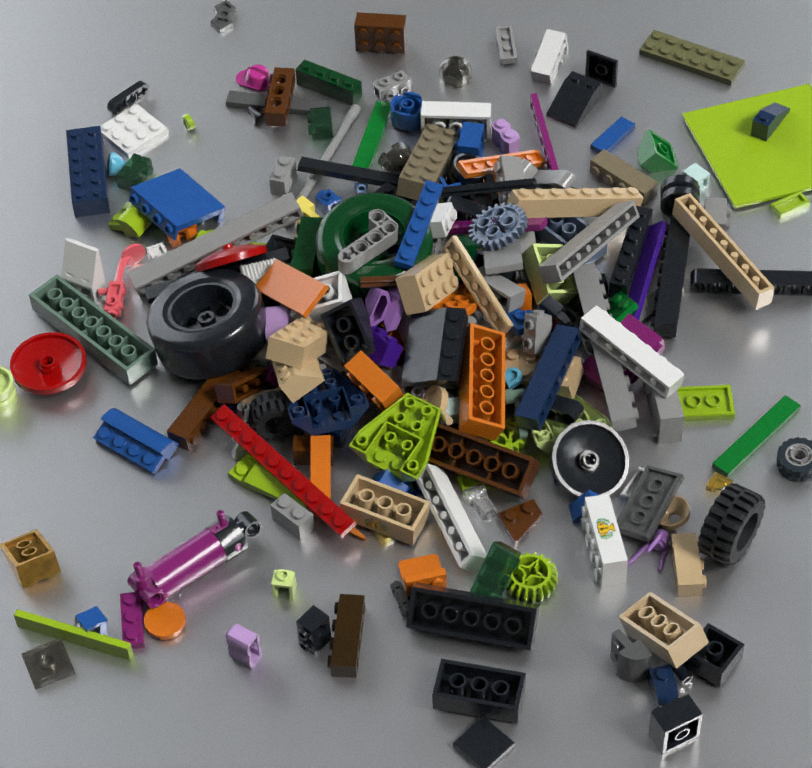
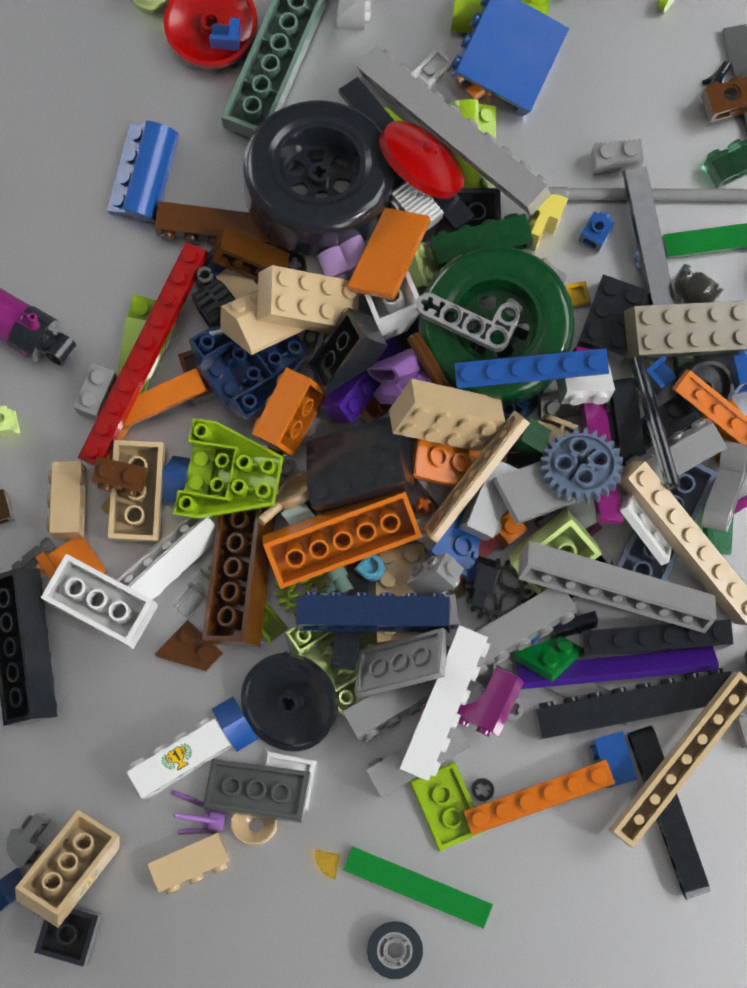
camera: 65 degrees right, 30 degrees up
(68, 349) = (226, 35): none -> blue panel
(117, 290) = (353, 46): coral piece -> none
(368, 558) = (67, 500): none -> tan brick
(371, 500) = (119, 475): none -> reddish brown brick
(463, 538) = (99, 601): none -> white brick
(496, 570) = (81, 652): clear green brick -> none
(533, 584) = (111, 678): lime gear -> none
(557, 215) = (646, 529): none -> white tile
(592, 369) = (401, 663): none -> light grey tile
(699, 373) = (480, 797): none -> black bush
(706, 299) = (616, 752): none -> blue brick
(718, 342) = (539, 797): none -> orange plate
(731, 524) = (238, 904): black tyre -> none

